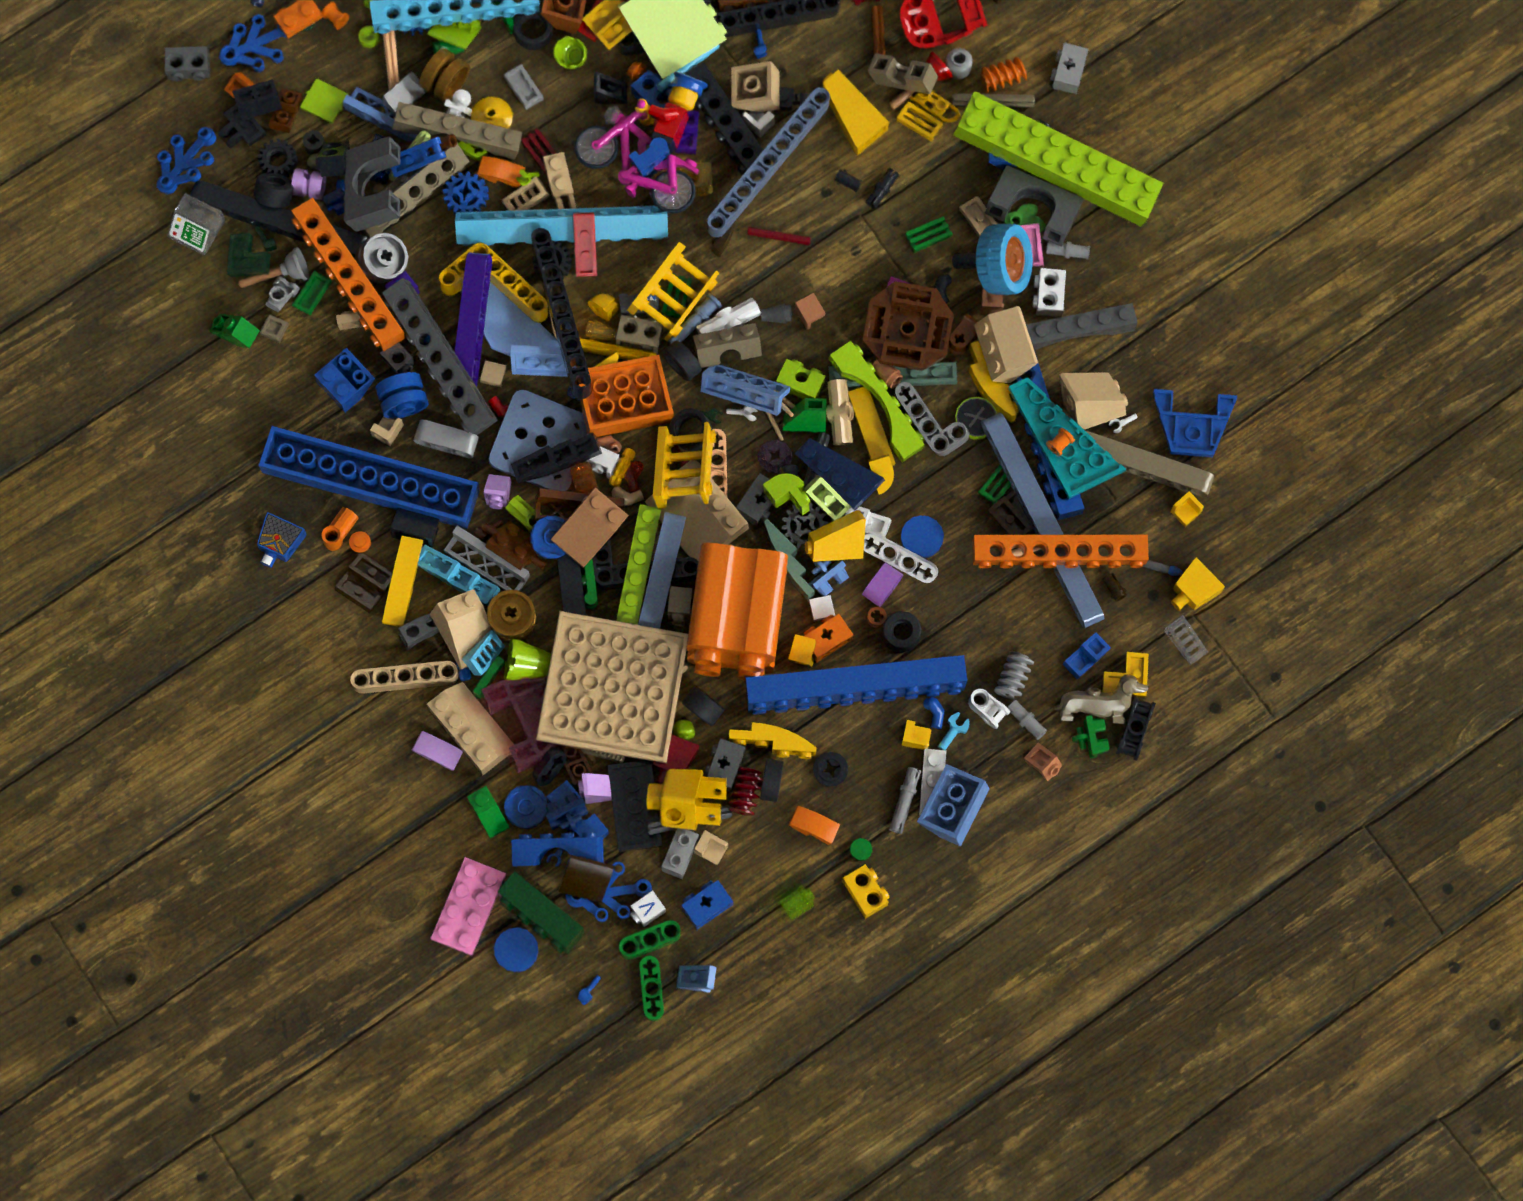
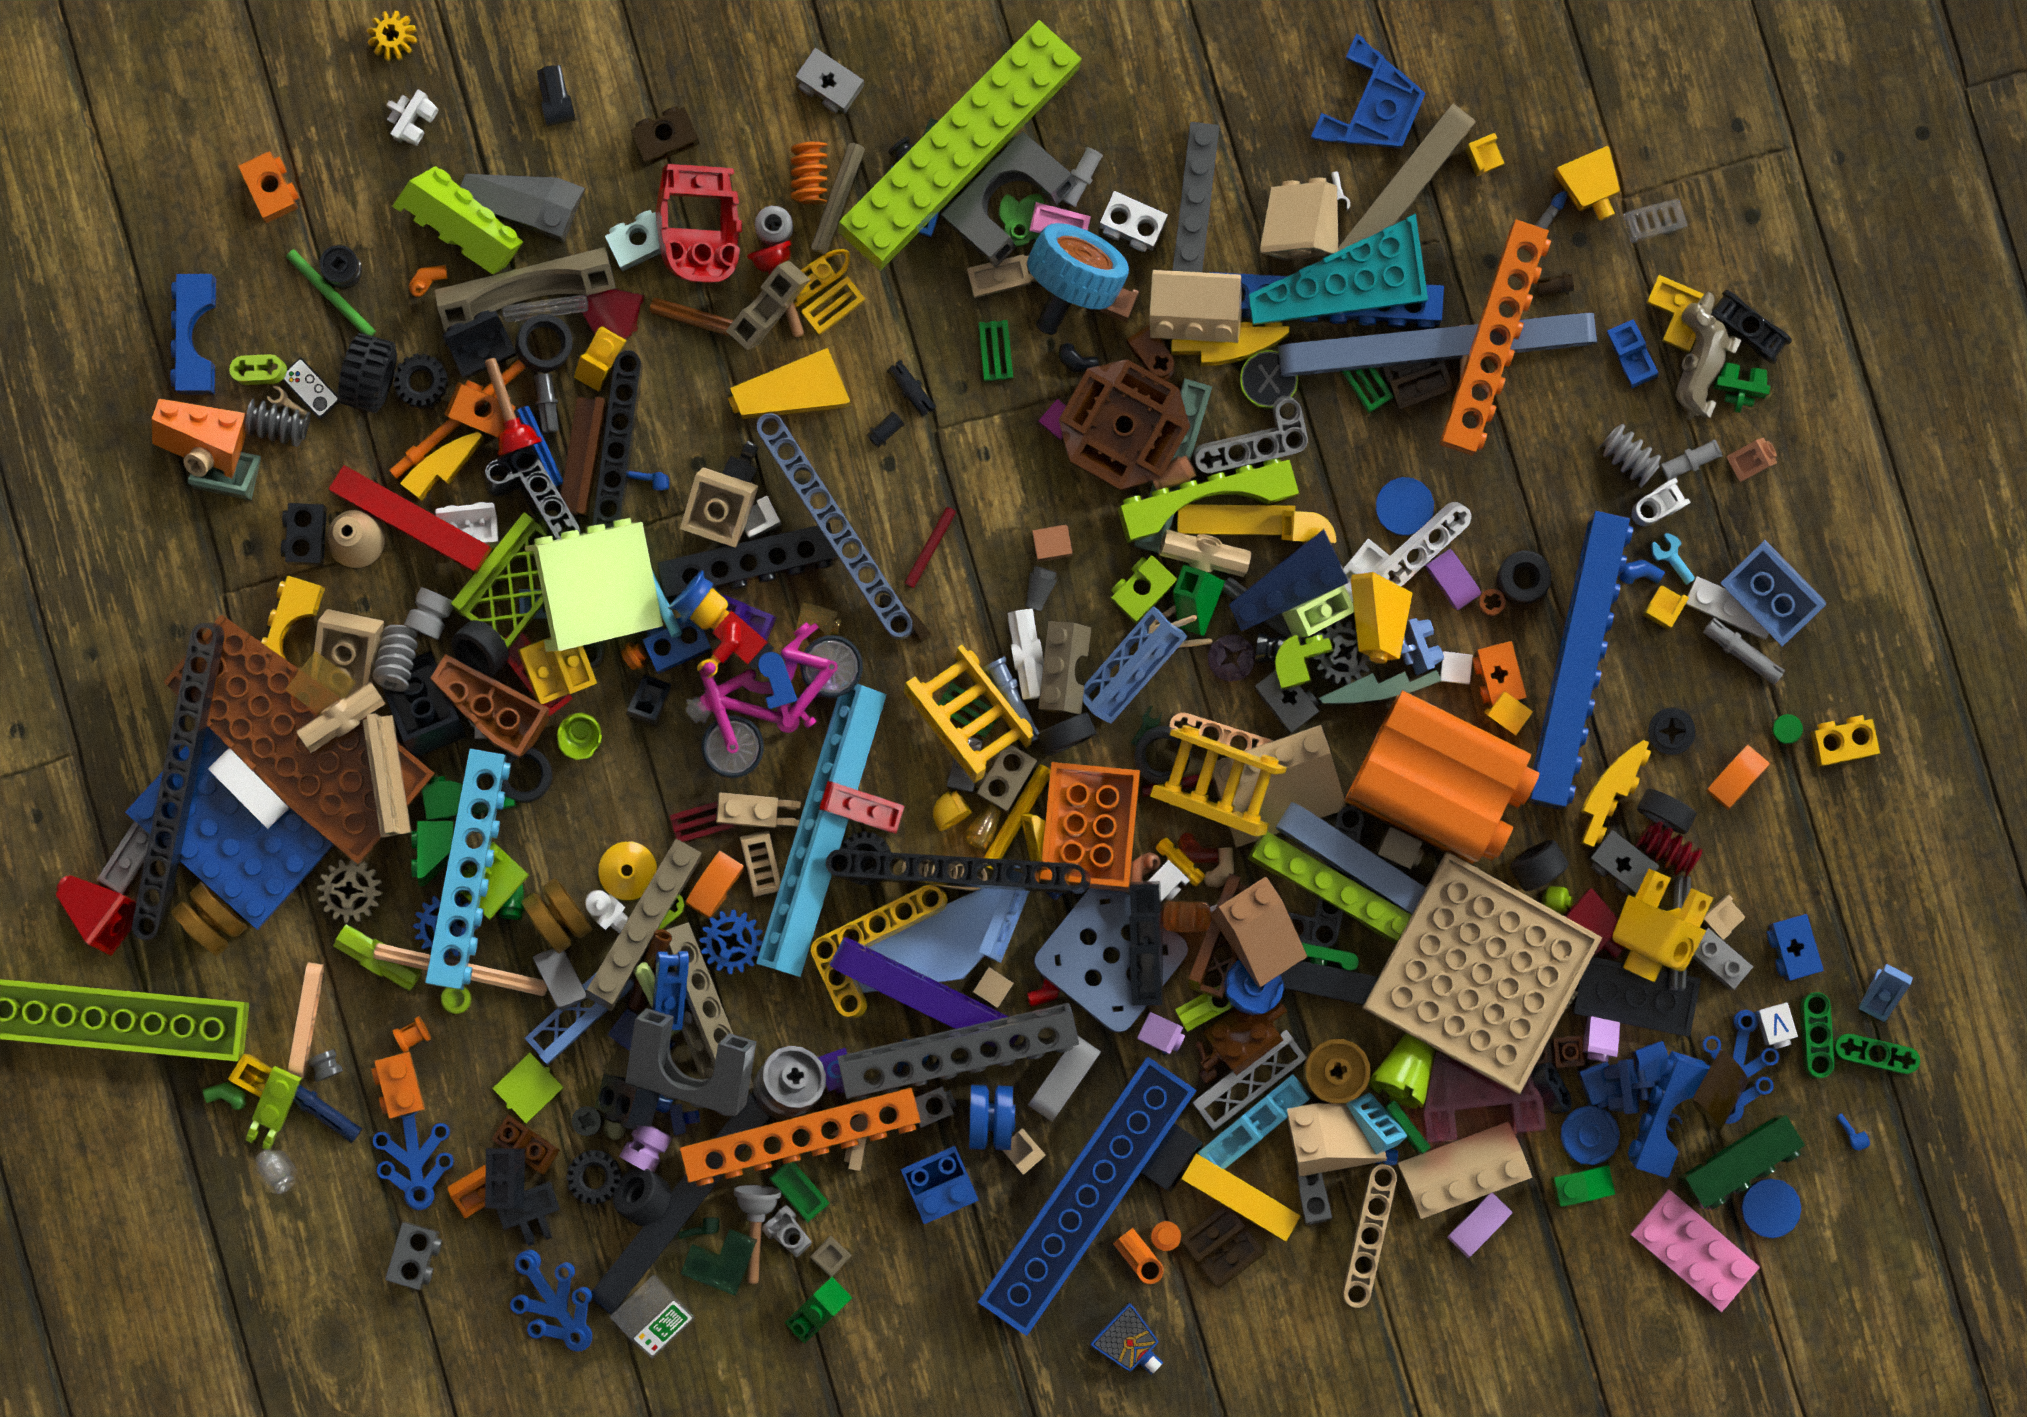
camera: 70 degrees left, 10 degrees up
(523, 87) = (603, 814): light grey plate -> none
(526, 177) = (738, 856): lime hand -> none
(746, 411) = (1159, 677): white hand -> none
(798, 902) = (1829, 832): clear neon green bracket -> none
(1060, 441) = (1355, 284): orange bush -> none

